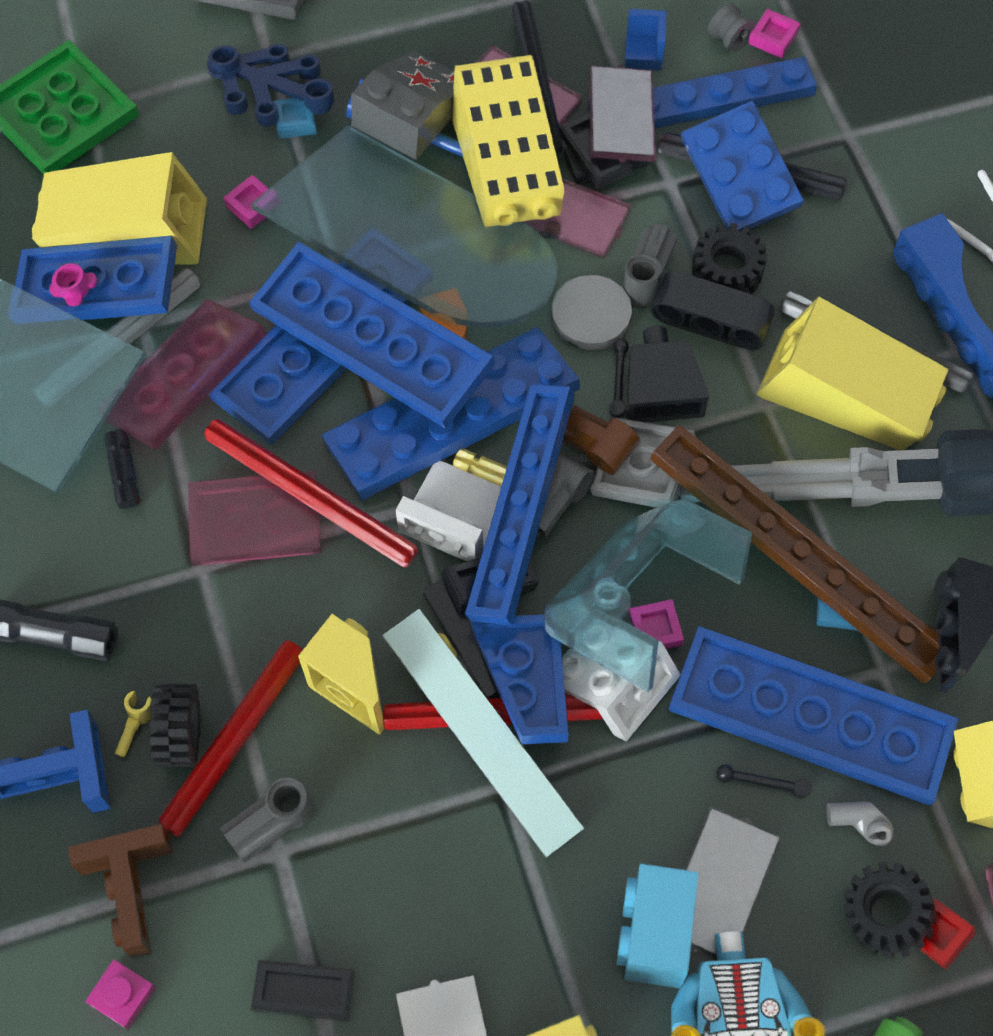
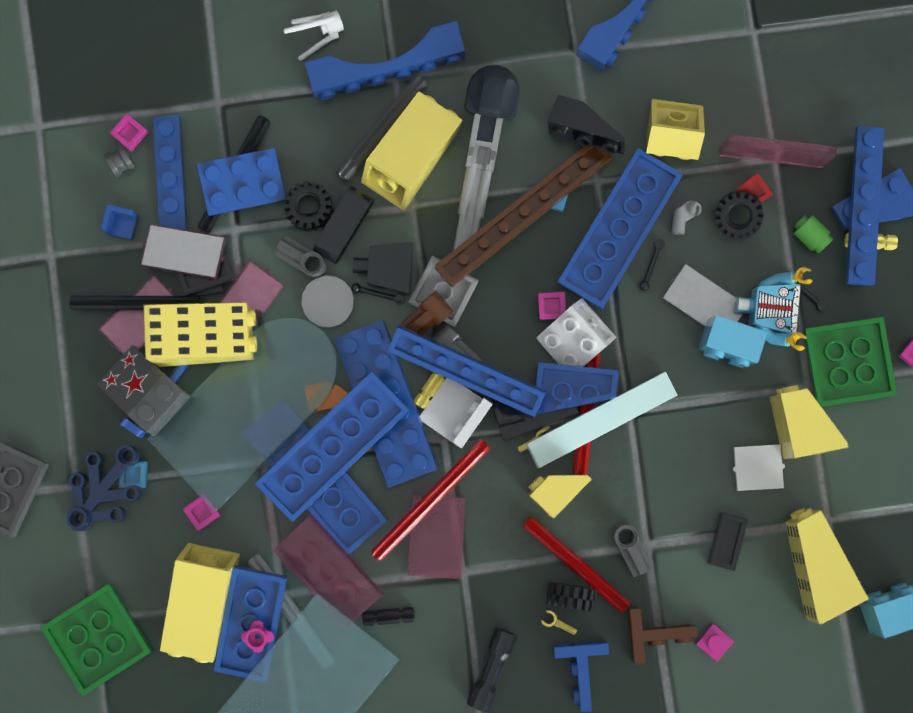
camera: 80 degrees left, 20 degrees up
(596, 599) = (541, 347): clear light blue windscreen -> none

